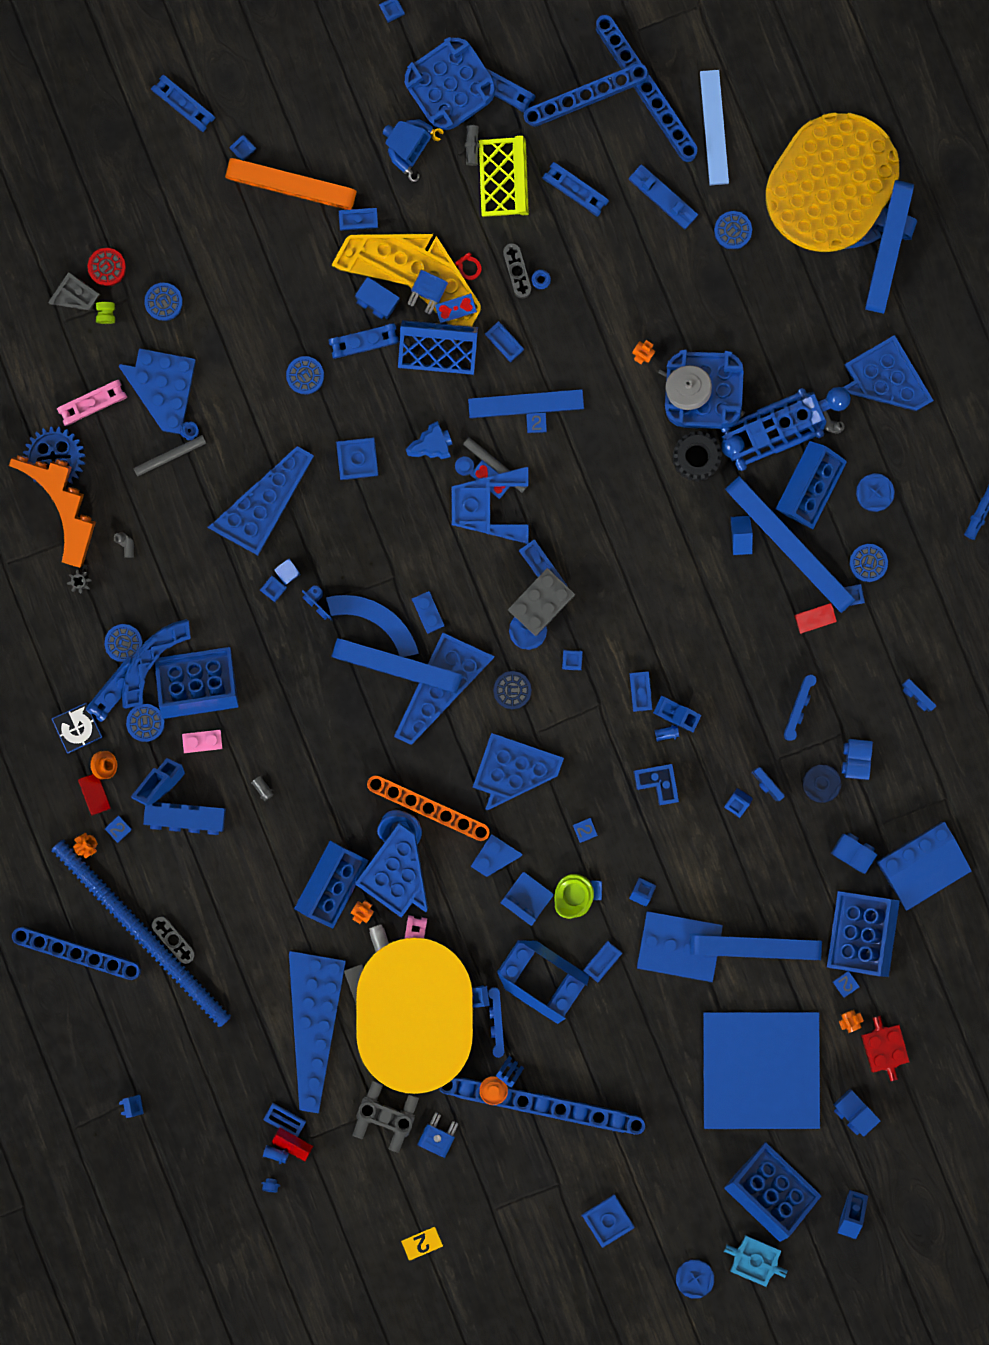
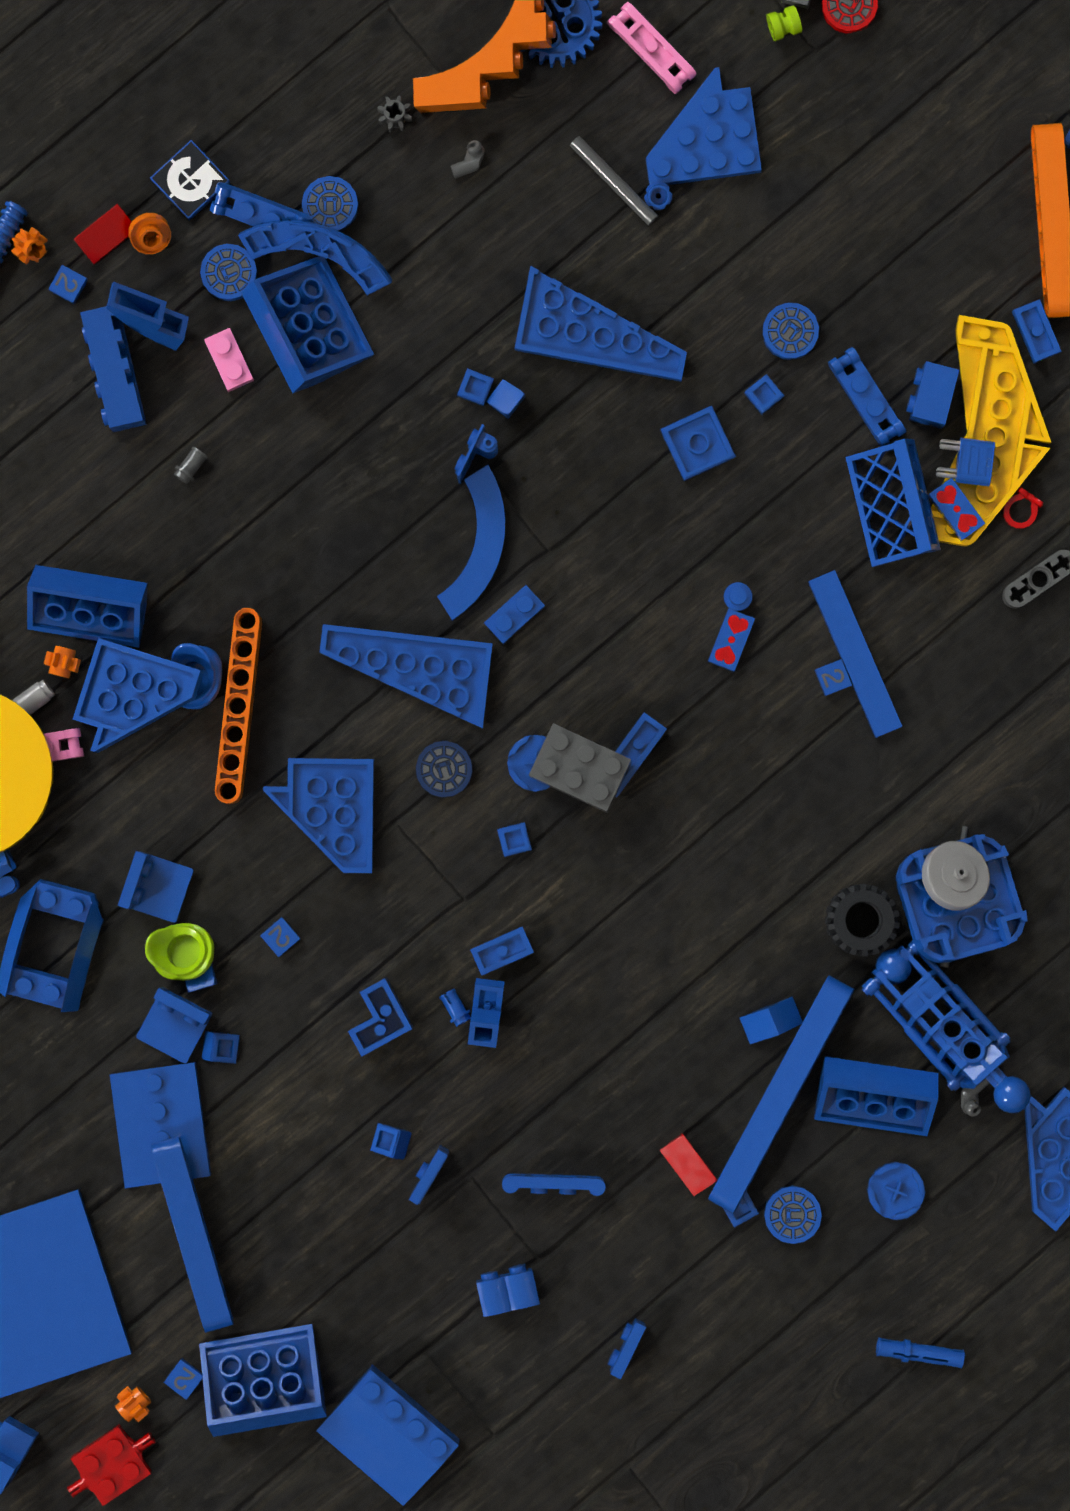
camera: 75 degrees right, 0 degrees up
(163, 301) = (827, 99): tile -> none
(340, 406) = (764, 394): none -> blue tile
(396, 665) = (423, 595): blue beam -> none
(431, 443) = (754, 540): blue rock -> none
(472, 505) = (686, 626): blue wing -> none
(489, 459) = (754, 640): dark grey piece -> none
(494, 856) = (202, 822): blue wing -> none
(504, 341) = (932, 594): blue tile -> none
(541, 273) = (1047, 616): blue plate -> none
(602, 961) = (104, 1023): blue tile -> none
(619, 916) = (174, 1025): none -> blue bracket
(643, 352) = (984, 795): orange gear -> none
(821, 783) = (457, 1251): dark blue tile -> none
(854, 853) = (372, 1330): blue brick -> none

